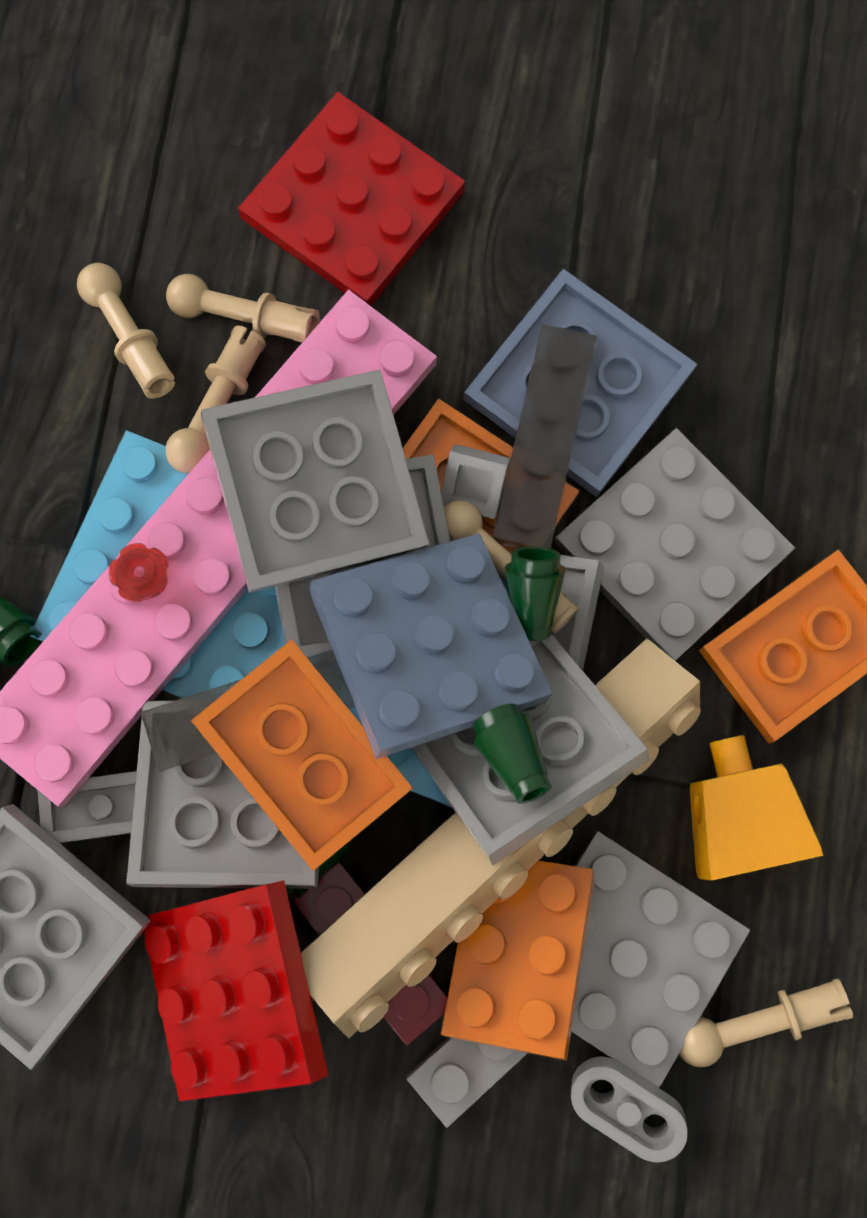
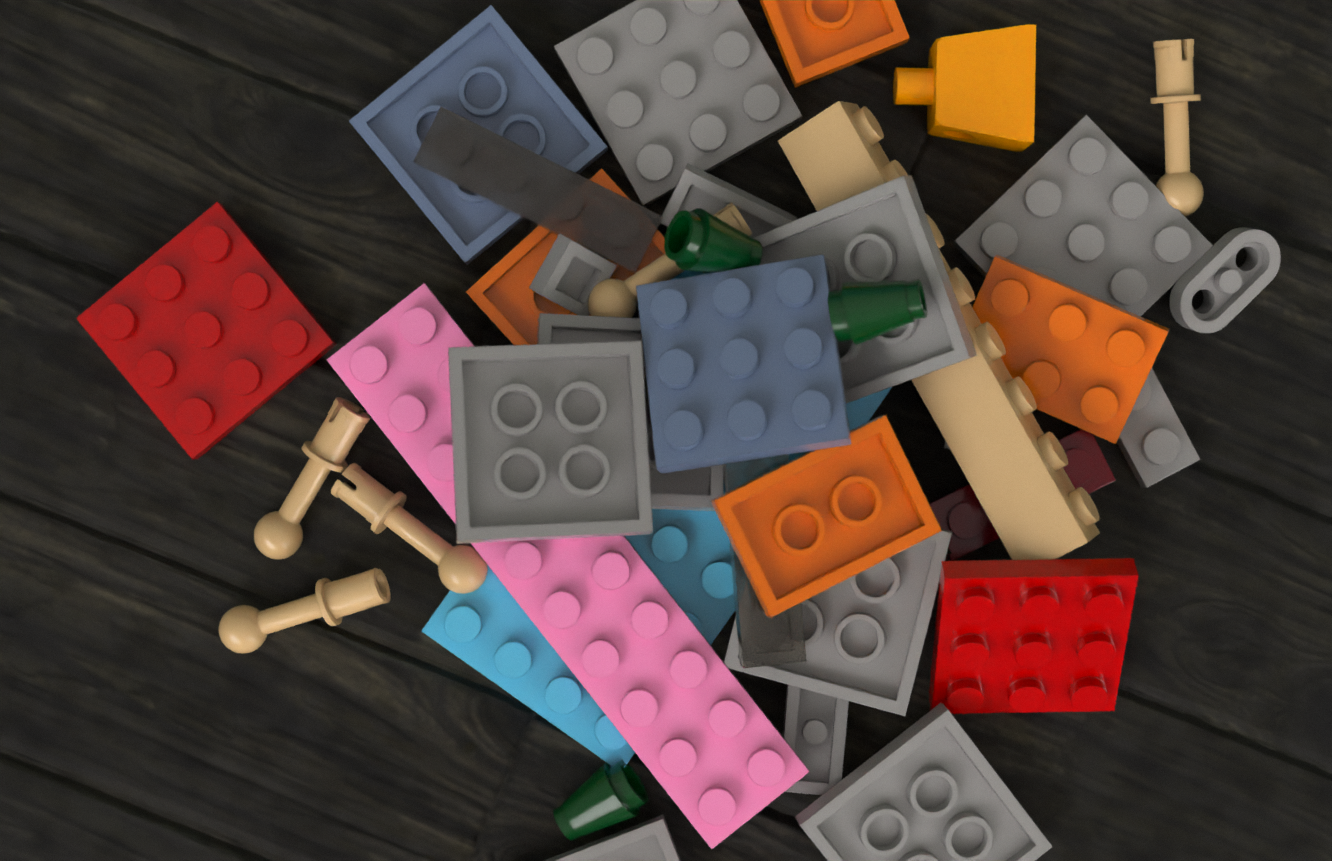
camera: 70 degrees left, 10 degrees up
(139, 588) = (593, 625): clear red plate -> none

